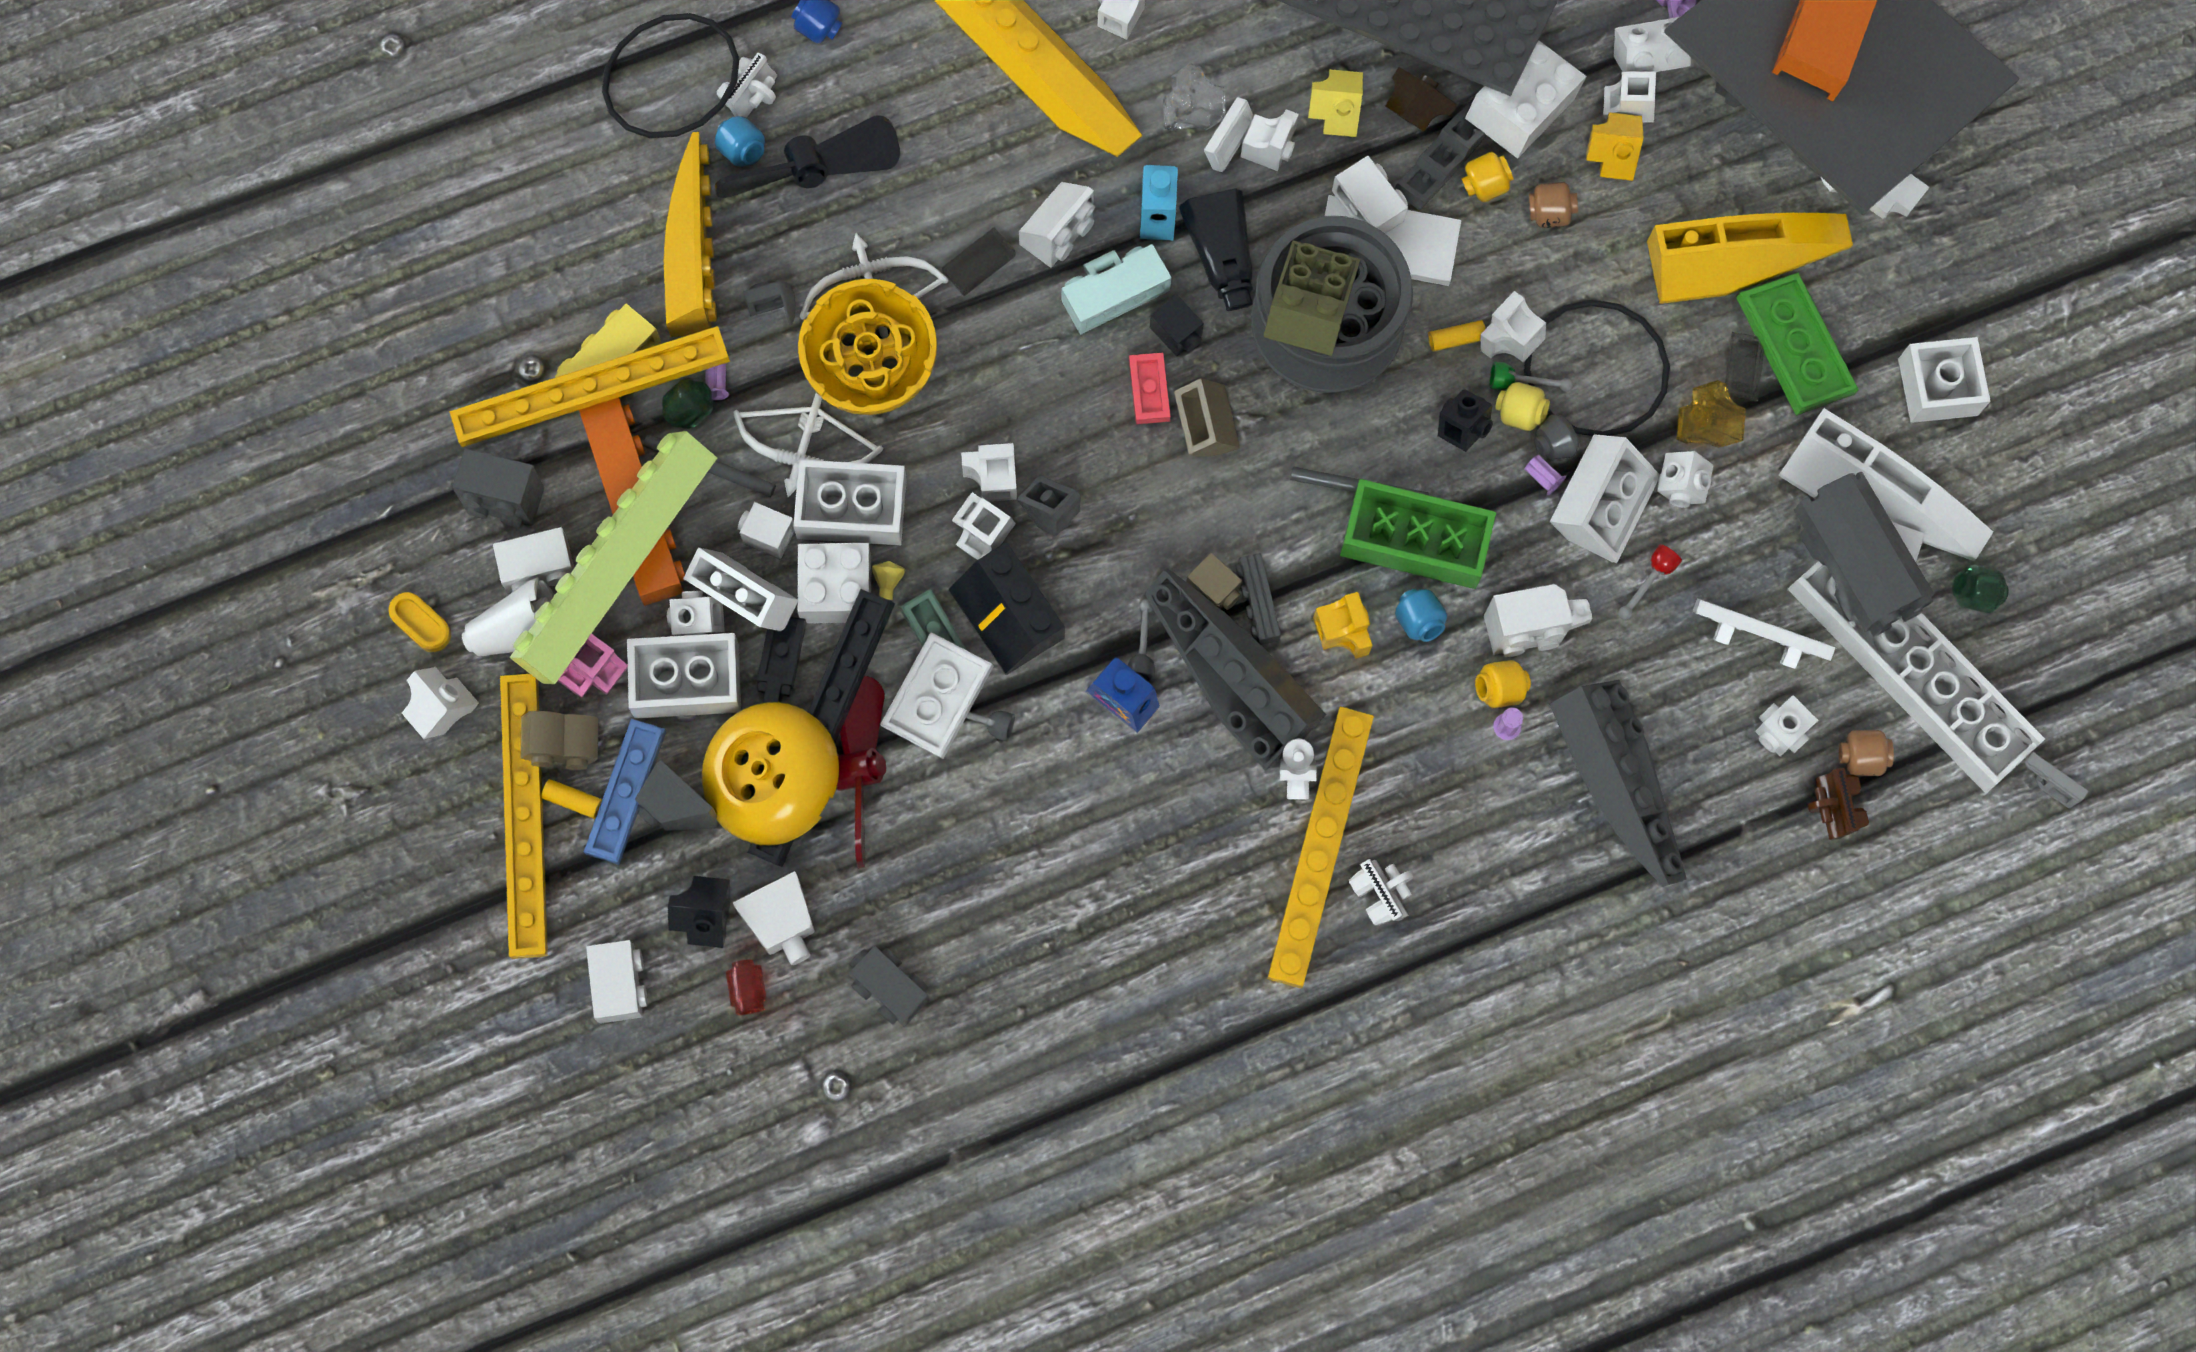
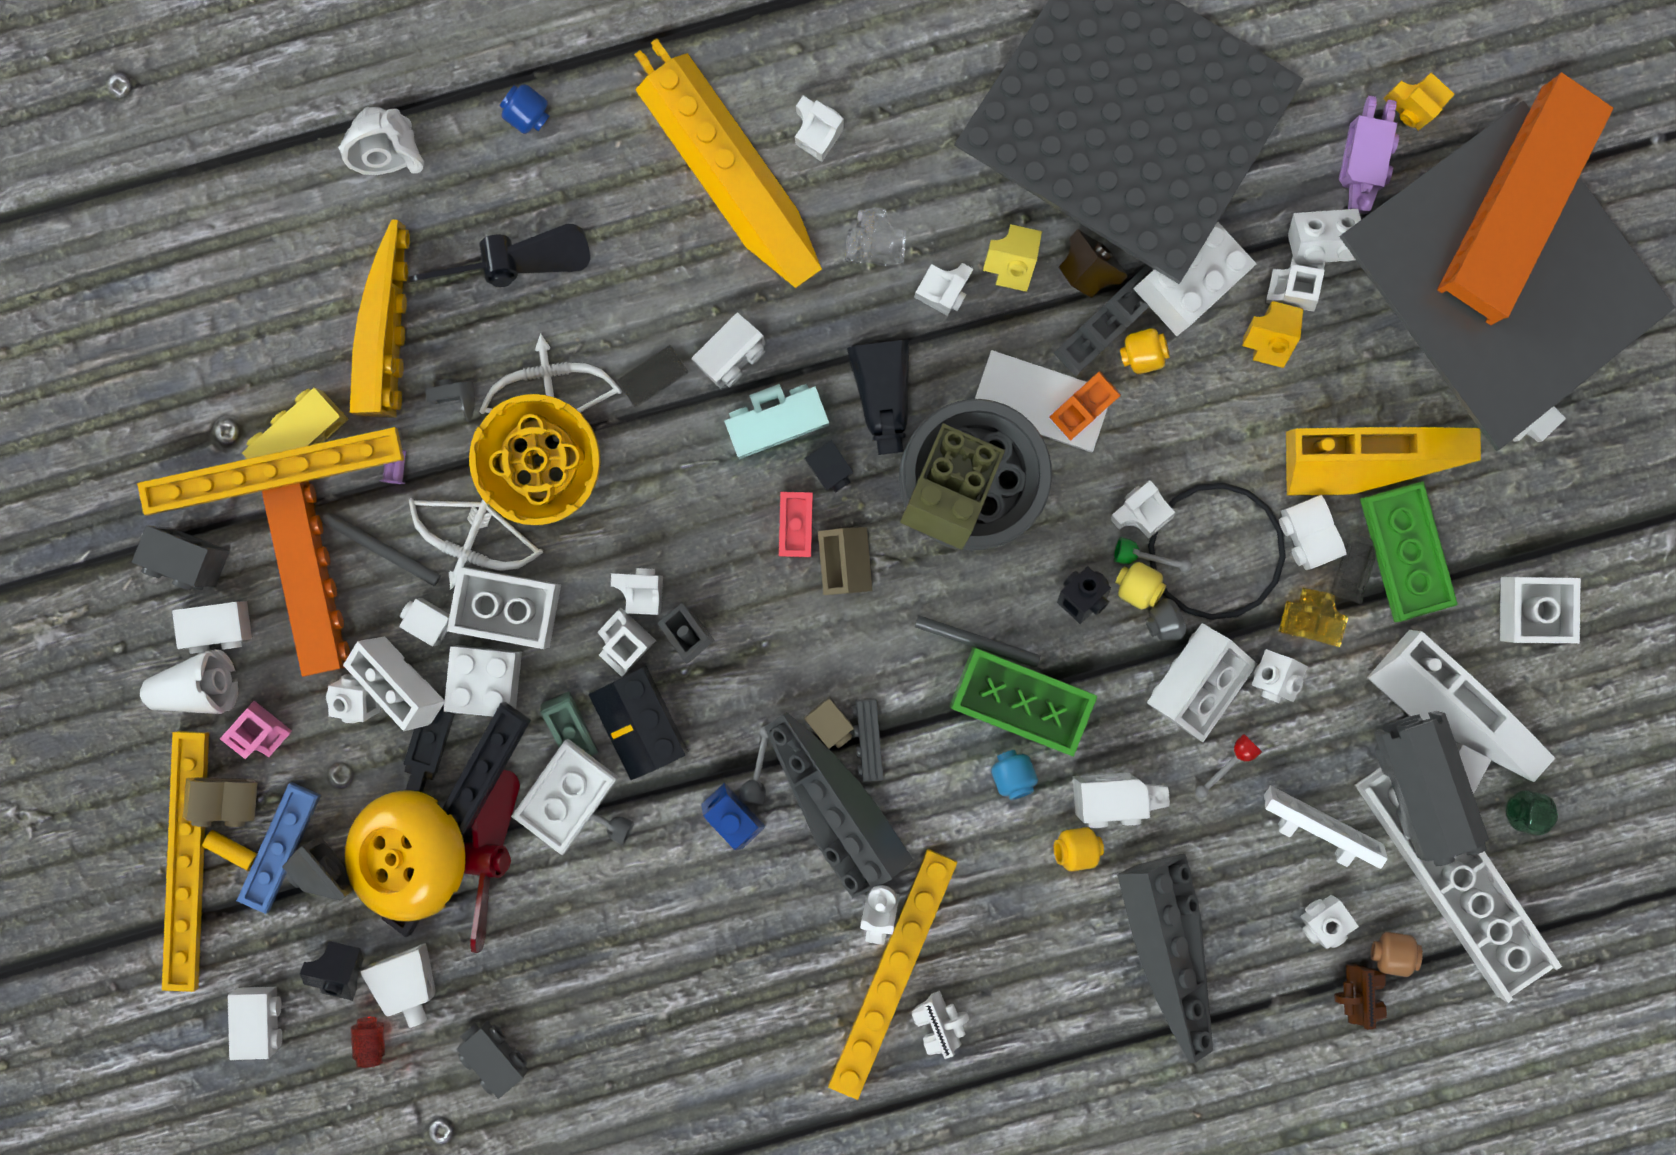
camera: 10 degrees right, 15 degrees up
(419, 622) = (106, 667): yellow tile -> none
(436, 702) = (113, 750): white brick -> none
(613, 557) = (275, 647): yellowish green brick -> none
(675, 64) = (380, 143): none -> white head
(675, 133) = (427, 185): black piece -> none
(683, 675) = (336, 755): white brick -> none
(687, 403) = (364, 491): clear green head -> none
(740, 141) = (438, 230): dark azure head -> none
(752, 86) = (454, 174): white hips -> none
(887, 576) = (533, 679): light yellow rock -> none
(1158, 197) = (827, 341): medium azure torso -> none
(1229, 135) = (905, 278): white tile -> none
(1344, 625) = (943, 776): yellow brick -> none
(1370, 196) = (1029, 363): white brick -> none
(1435, 234) = (1085, 405): none -> orange slope
(1456, 335) = (1091, 505): yellow axle -> none
(1508, 724) = (1078, 883): lavender piece -> none
(1544, 474) = (1149, 651): lavender piece -> none
(1552, 205) = (1202, 387): medium nougat head -> none
(1693, 334) = (1312, 533): none -> white brick
(2055, 782) = (1563, 1002): light grey tile -> none

